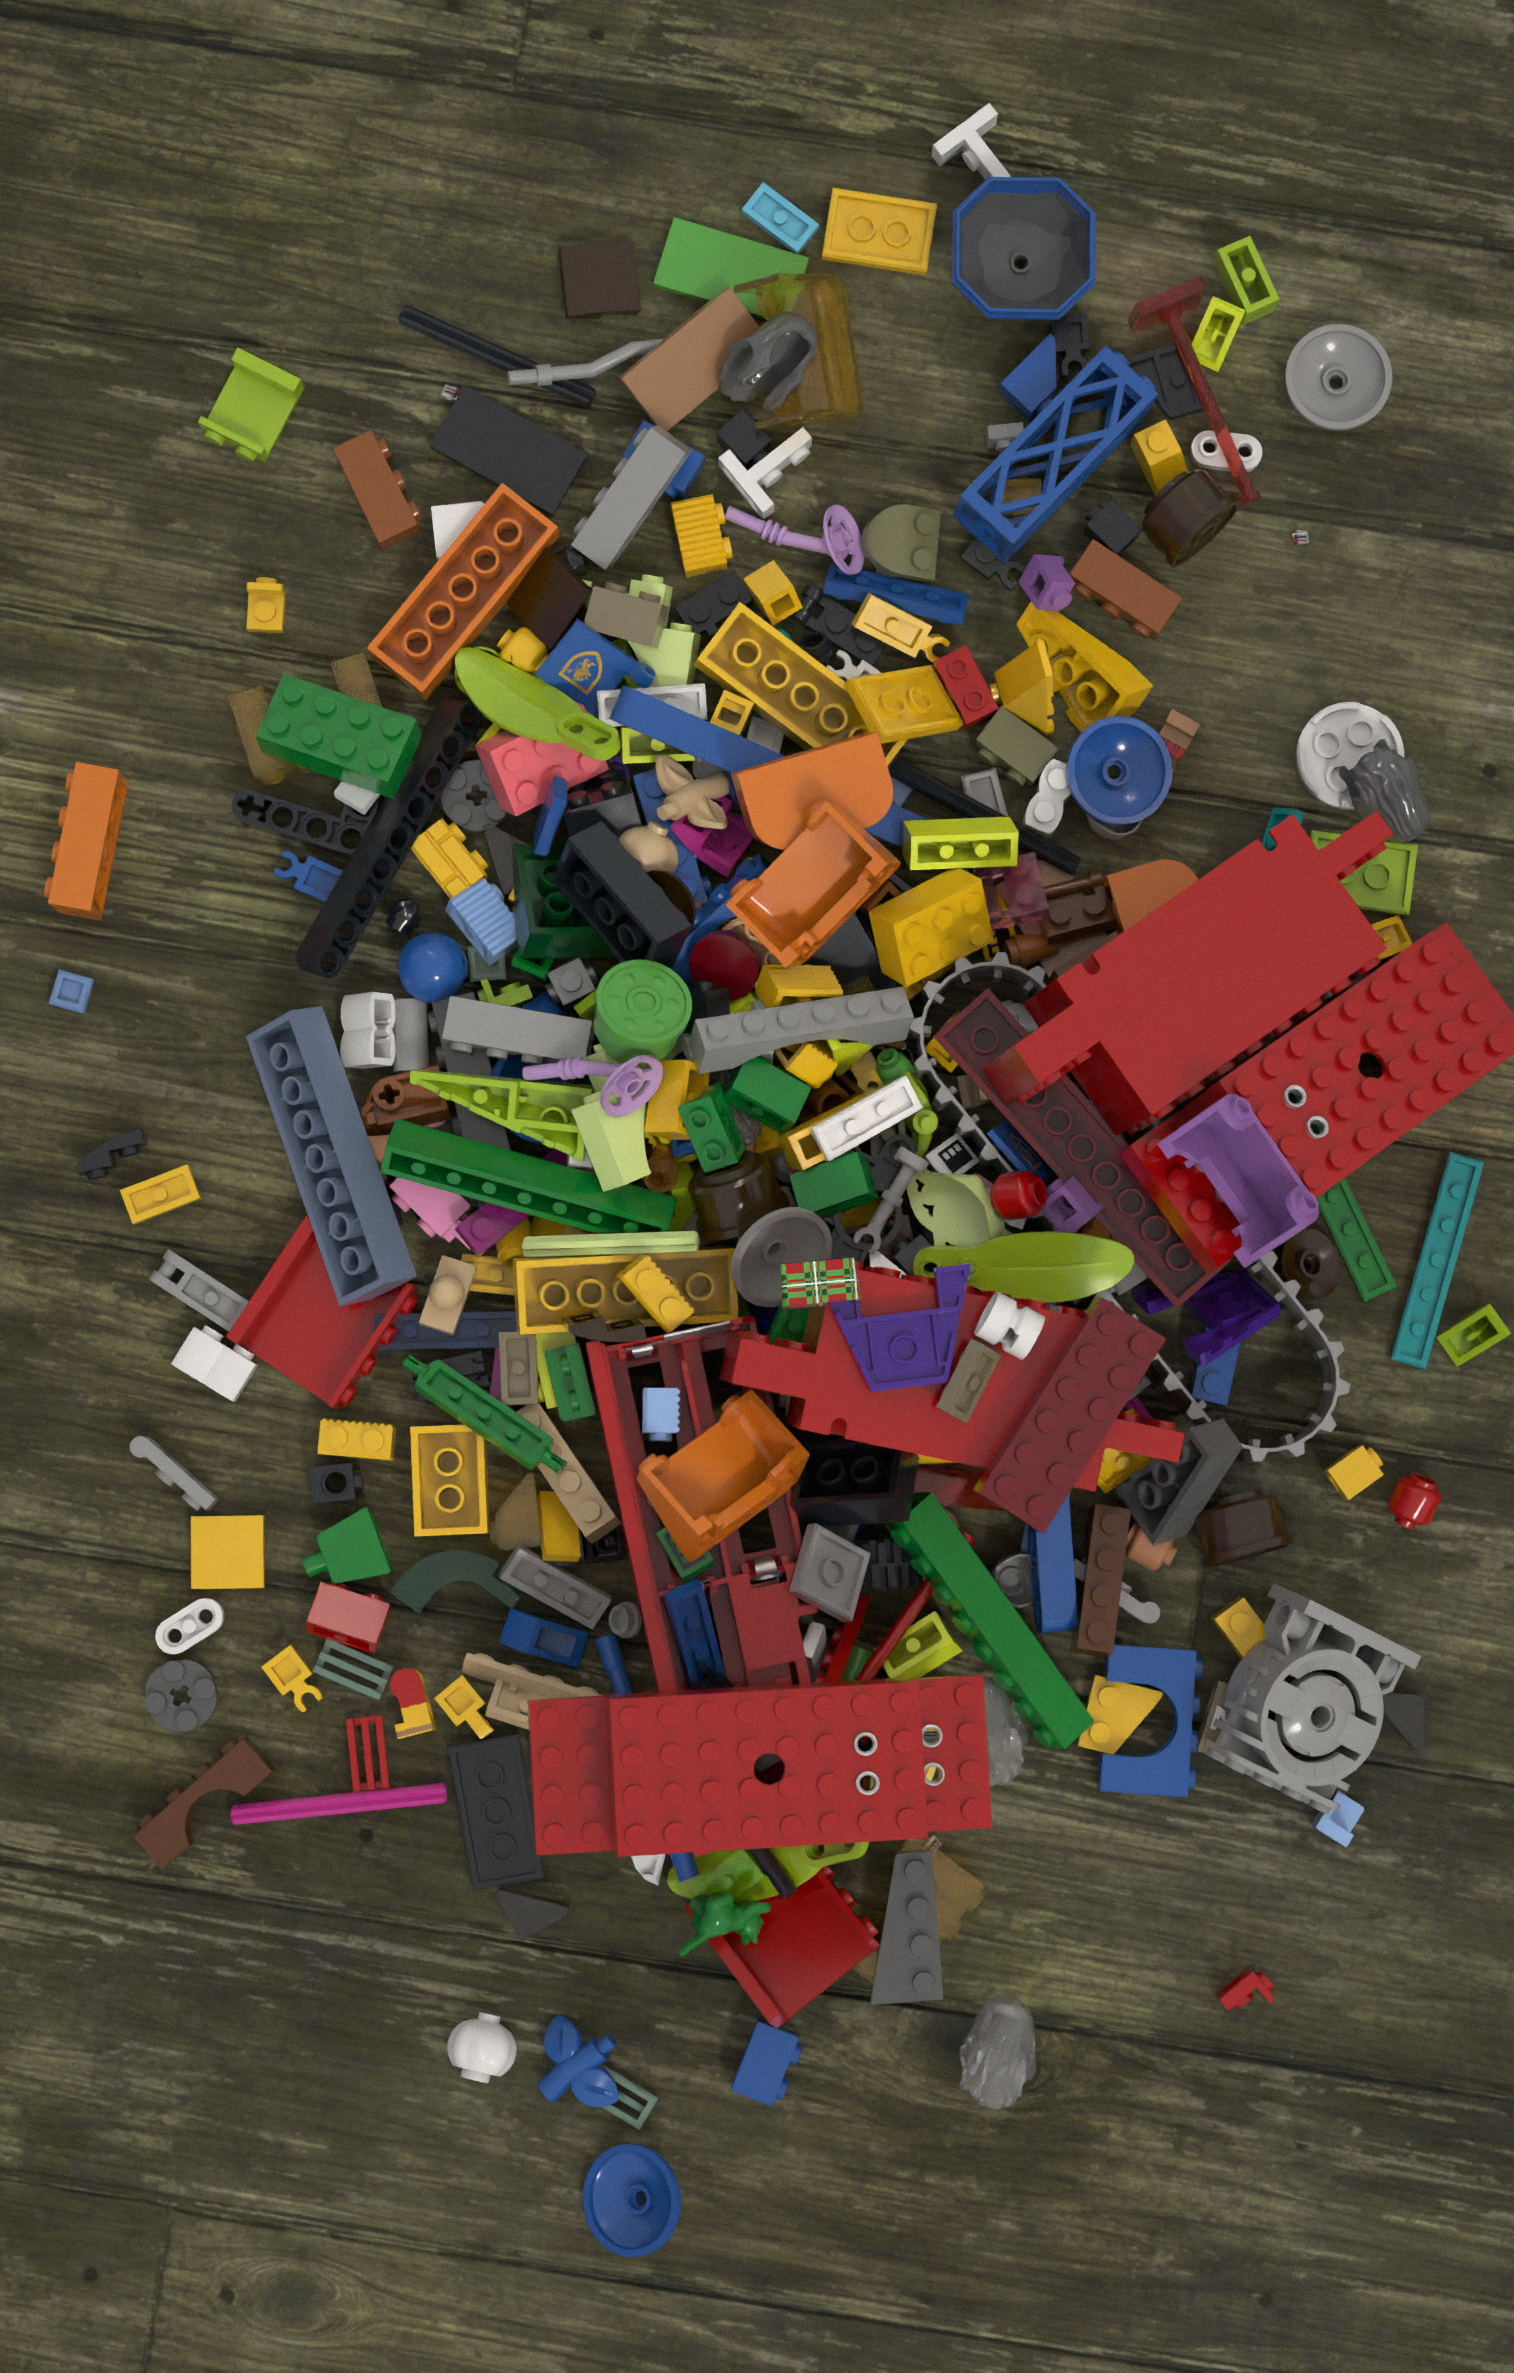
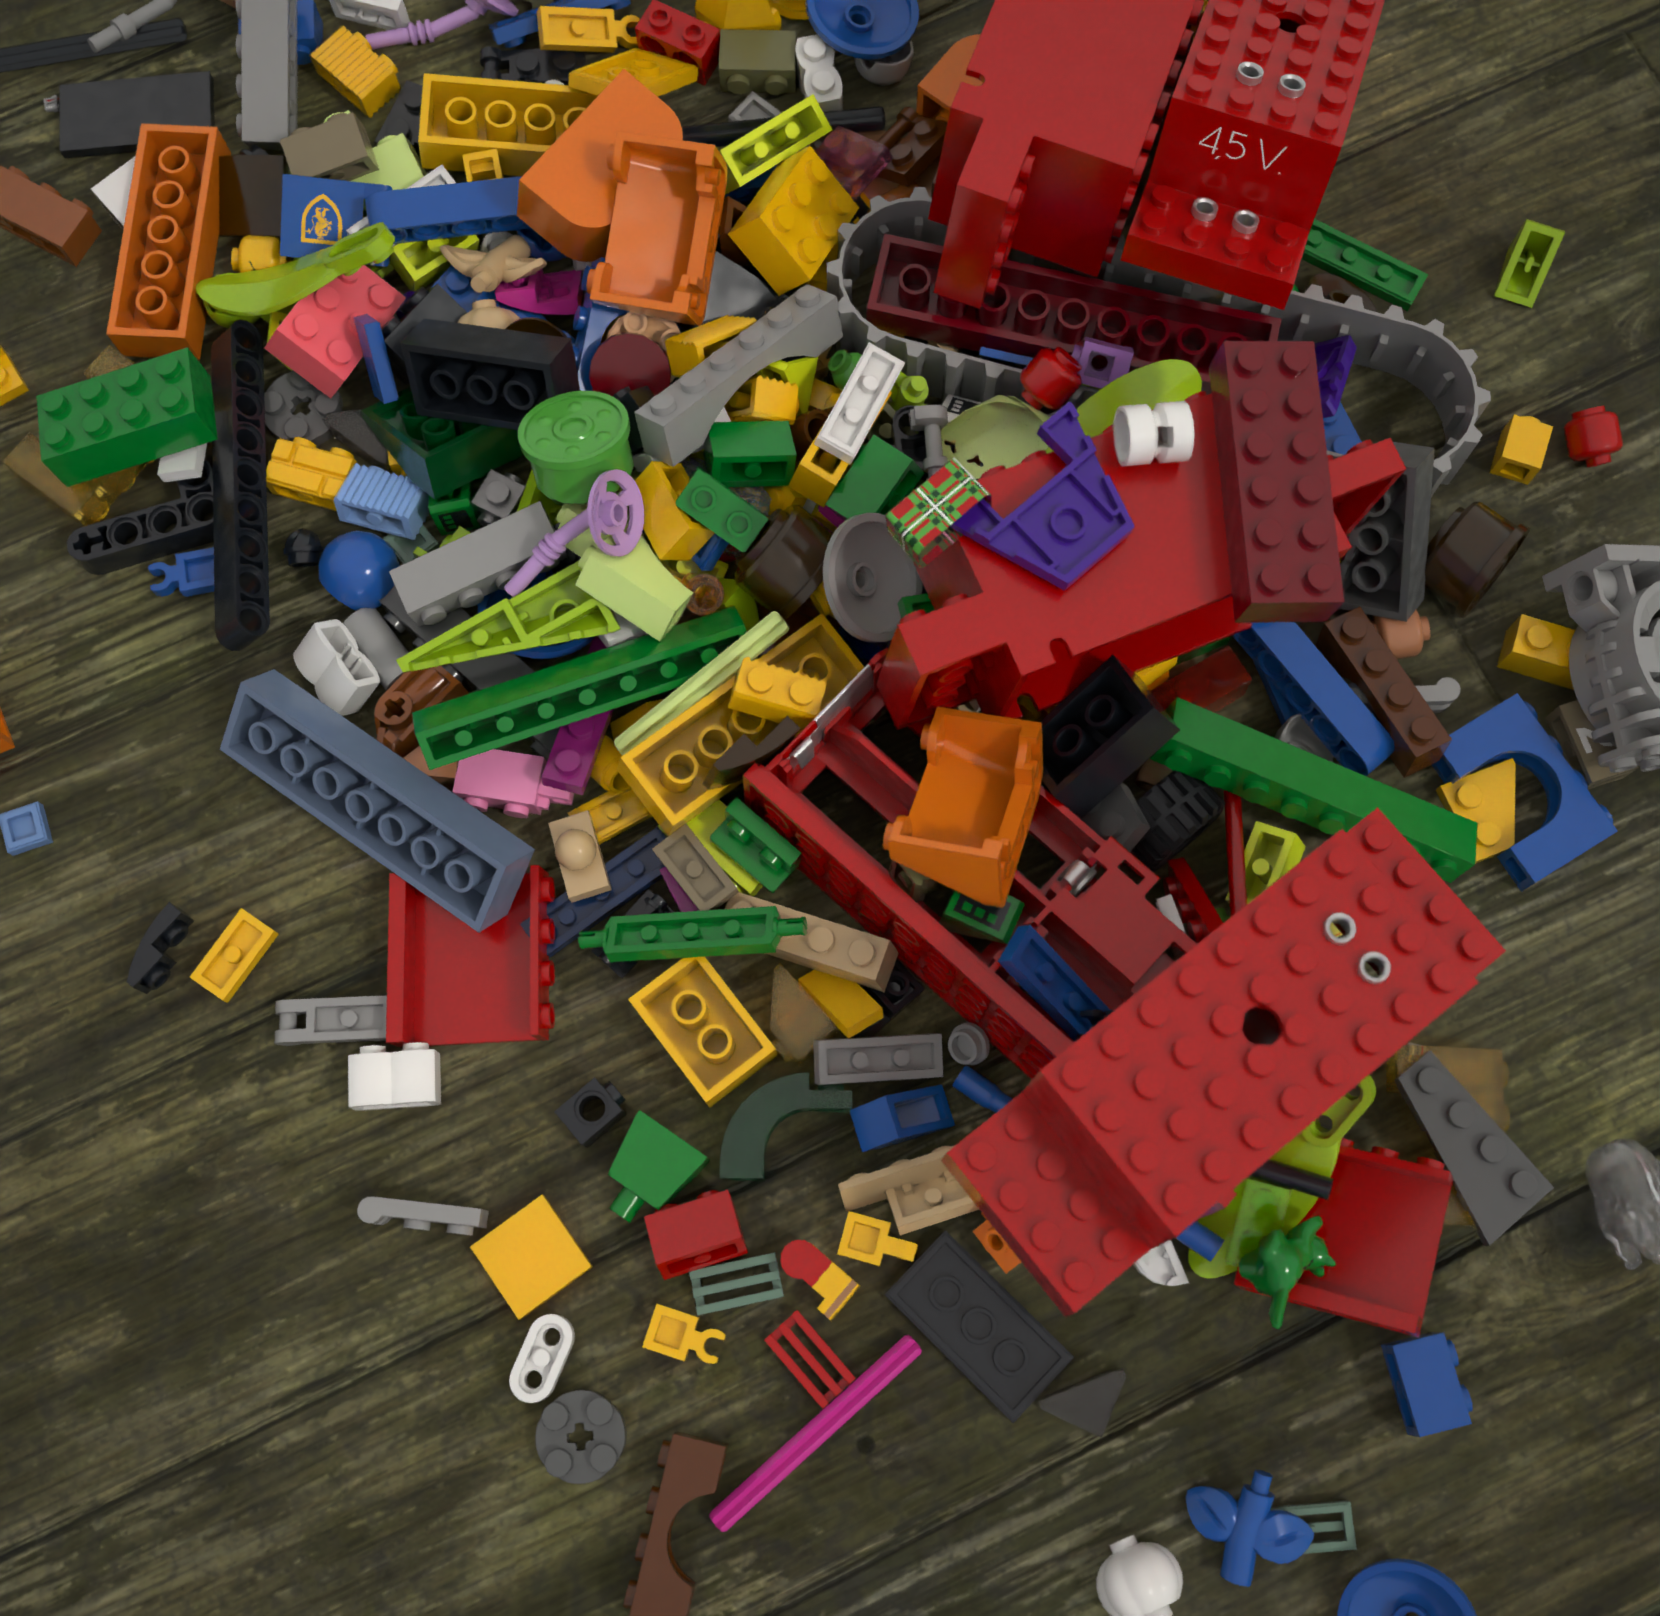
camera: 30 degrees left, 10 degrees down
(357, 1439) = (584, 1054): yellow brick -> none
(660, 1413) = (862, 800): light blue brick -> none
(773, 593) = (453, 60): yellow brick -> none
(829, 1572) = (1141, 835): light grey tile -> none
(968, 1381) = (1153, 512): dark tan plate -> none
(1247, 1174) = (1263, 161): medium lavender windscreen -> none
(1436, 1260) = (1443, 235): teal tile -> none

